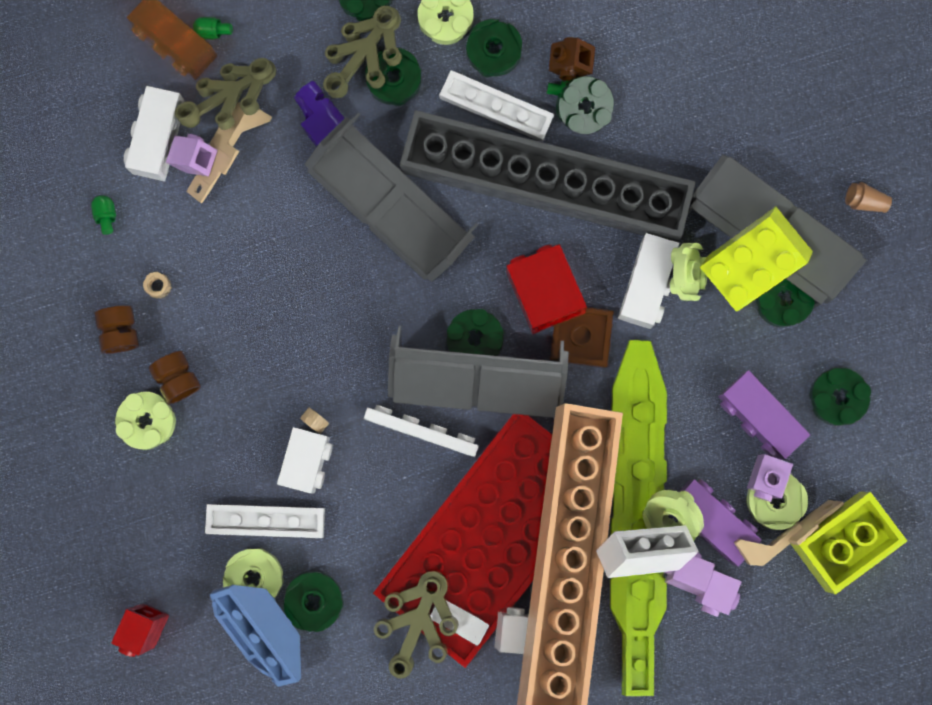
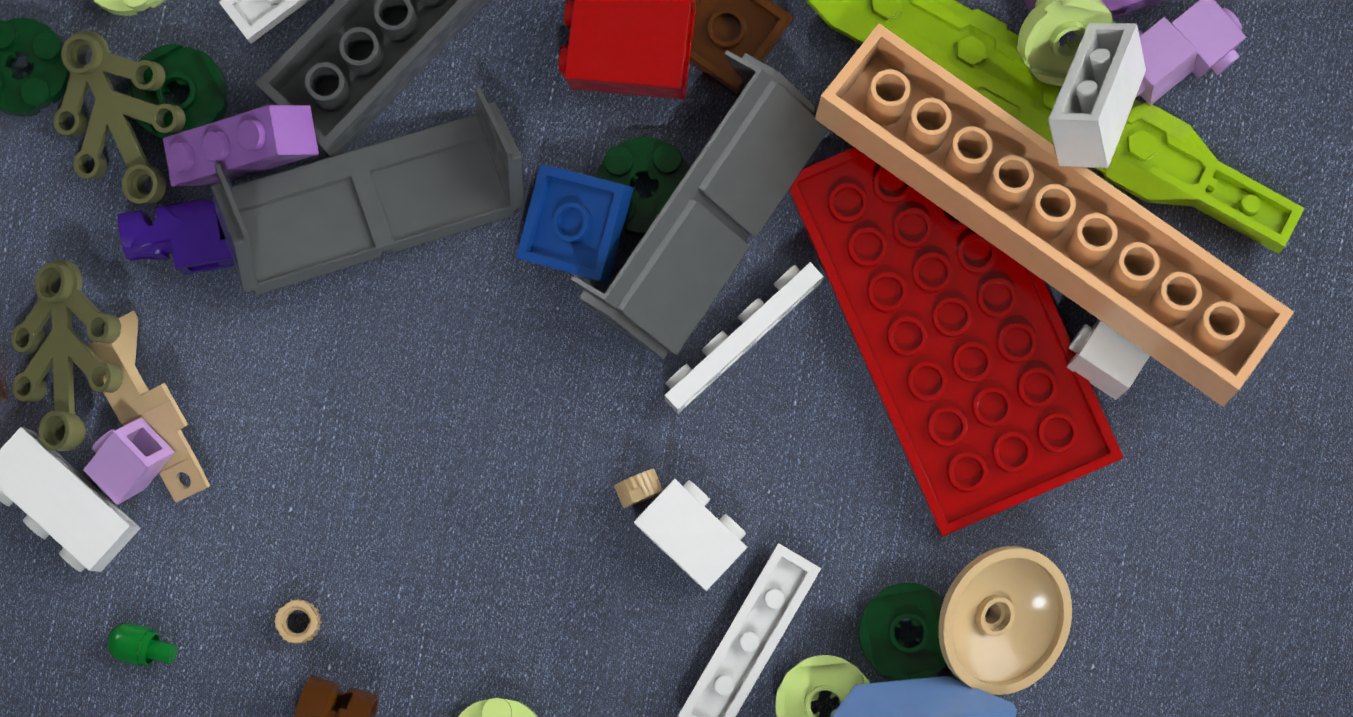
camera: 65 degrees left, 0 degrees up
(173, 373) = (457, 665): reddish brown wheel -> none
(344, 661) = (1024, 625): none -> tan dish
(379, 121) = (241, 145): none -> medium lavender brick
(419, 620) = (1018, 486): olive plant -> none
(433, 312) = (574, 223): none -> blue plate
(469, 626) = (1051, 429): white sticker -> none

